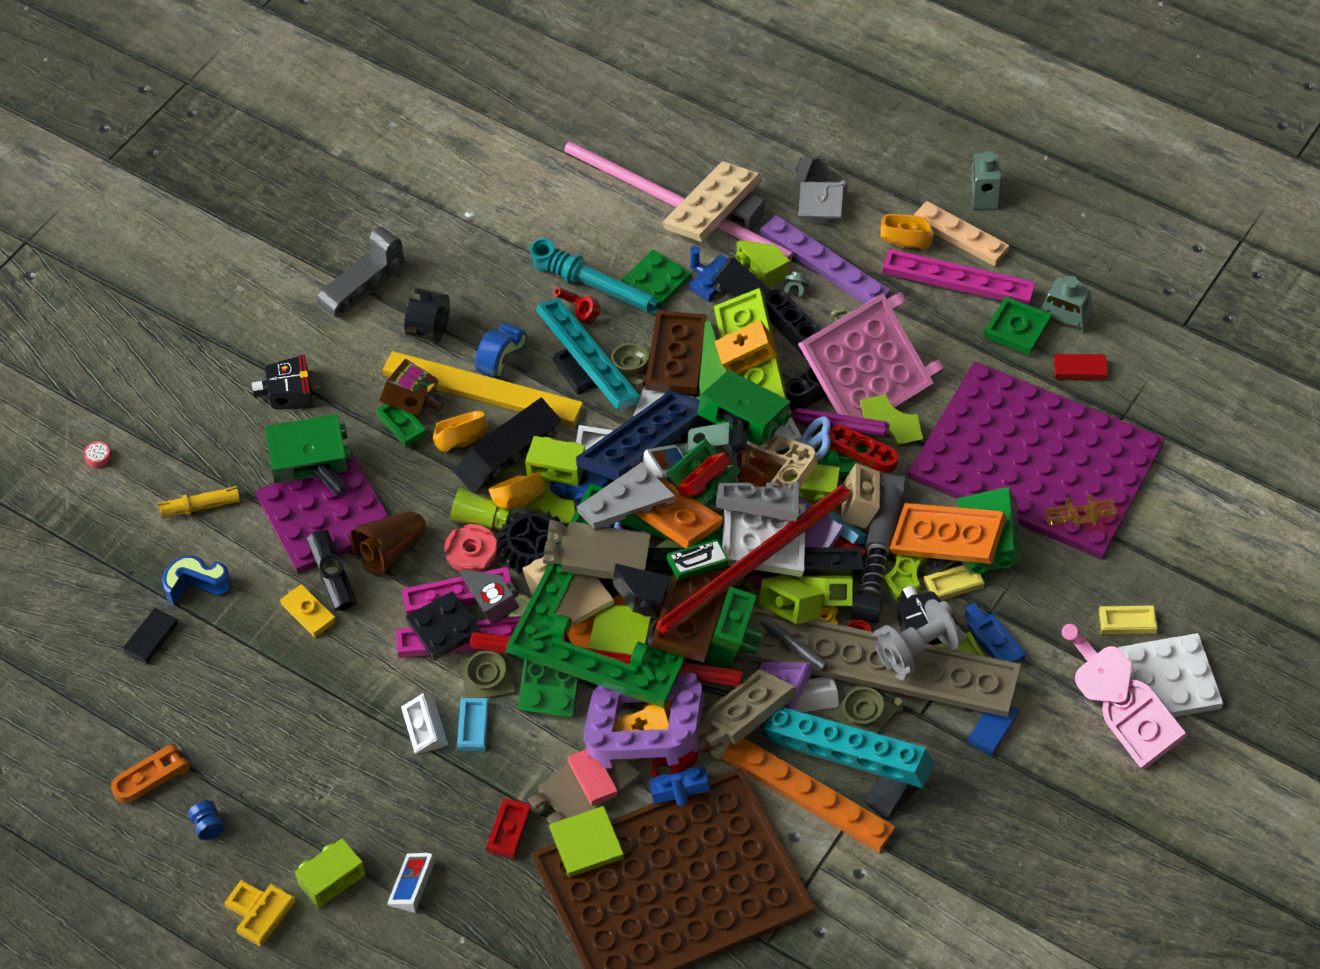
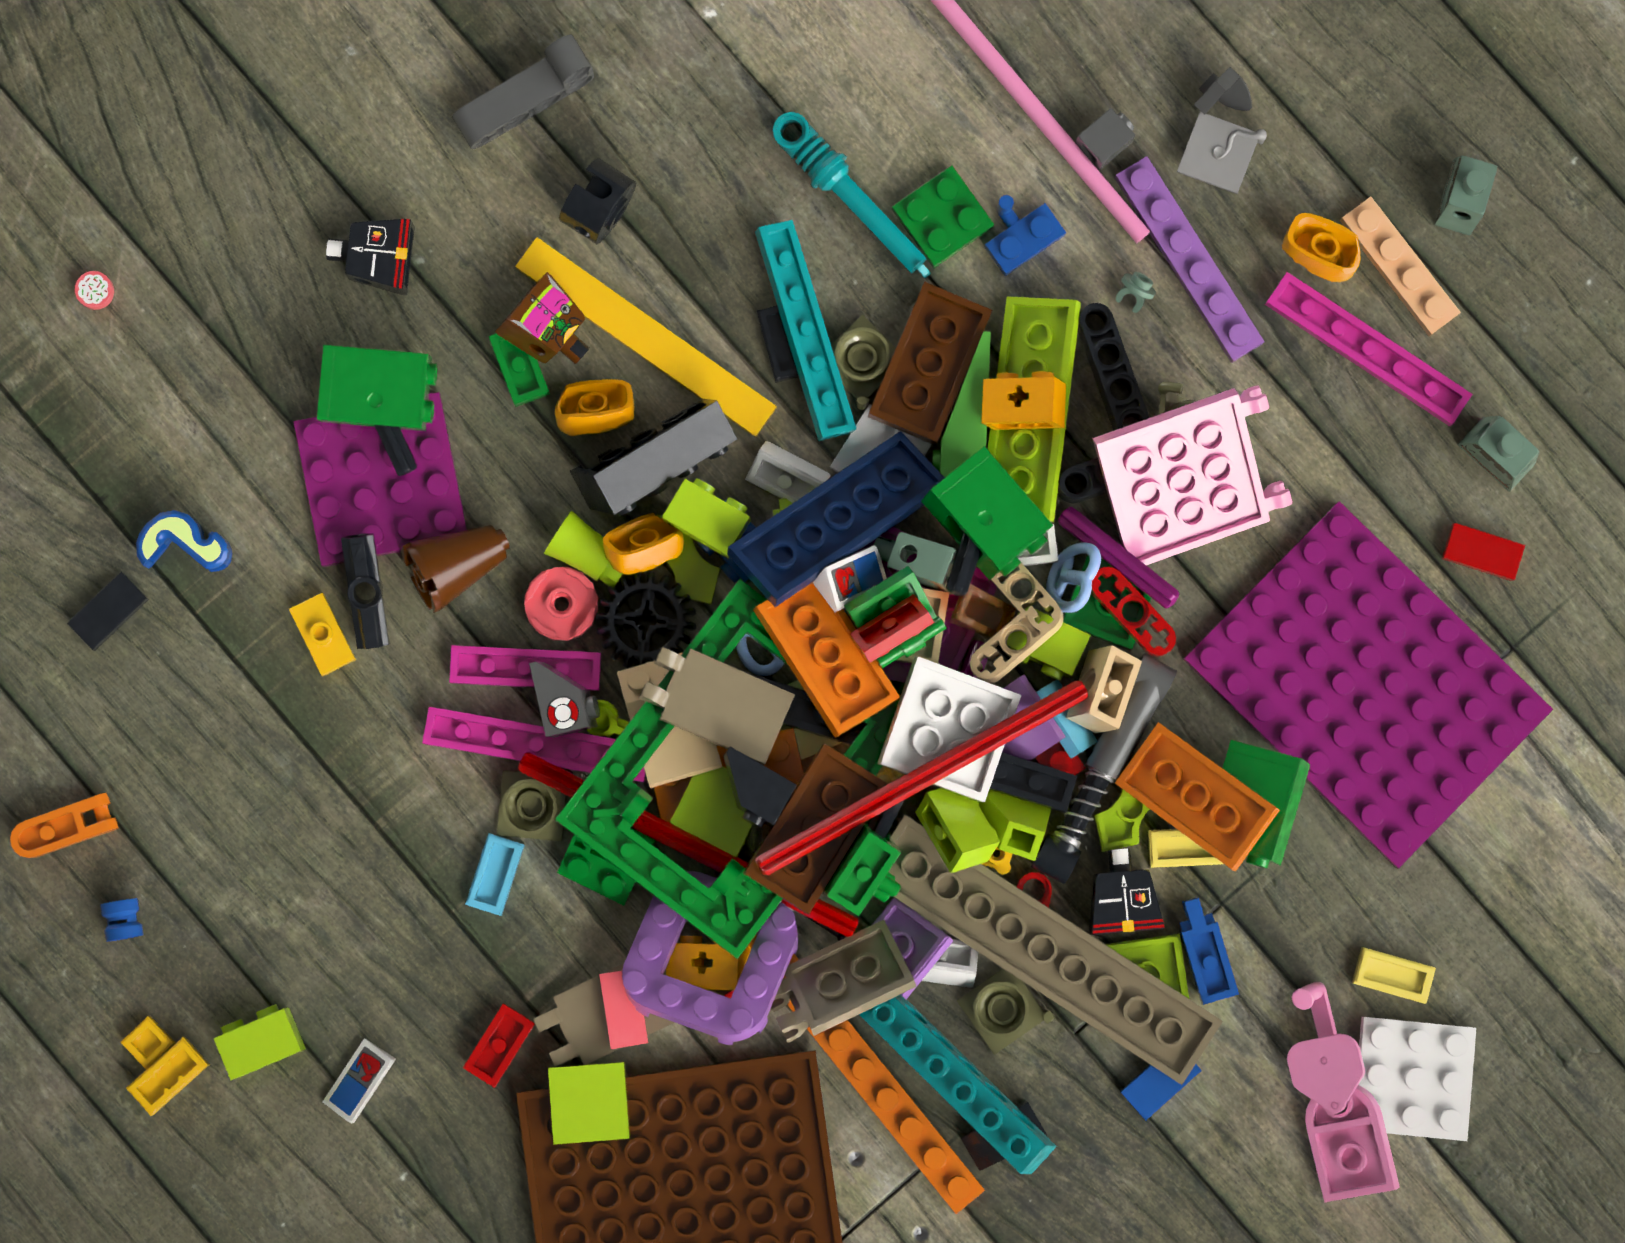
camera: 10 degrees right, 30 degrees up
(198, 502) = (202, 416): yellow pin -> none
(424, 724) = (433, 855): white slope -> none
(442, 625) = (490, 724): black plate -> none
(496, 346) = (686, 282): blue animal -> none
(586, 308) = (827, 246): red plate -> none
(626, 495) = (776, 637): light grey wing -> none
(679, 785) = (741, 1060): blue plate -> none
(697, 559) = (843, 763): tile -> none
(711, 201) = (1059, 115): tan plate -> none
(735, 279) = (1051, 270): black slope -> none
(760, 501) = (962, 689): light grey wing -> none
(763, 261) = (1101, 240): lime slope -> none
(794, 643) = (940, 894): dark grey piece -> none
(899, 649) = (1084, 961): light grey piece -> none
(903, 427) = (1202, 583): lime tile -> none
(1017, 325) = (1421, 458): green plate -> none
(1091, 514) = (1378, 804): clear yellow piece -> none

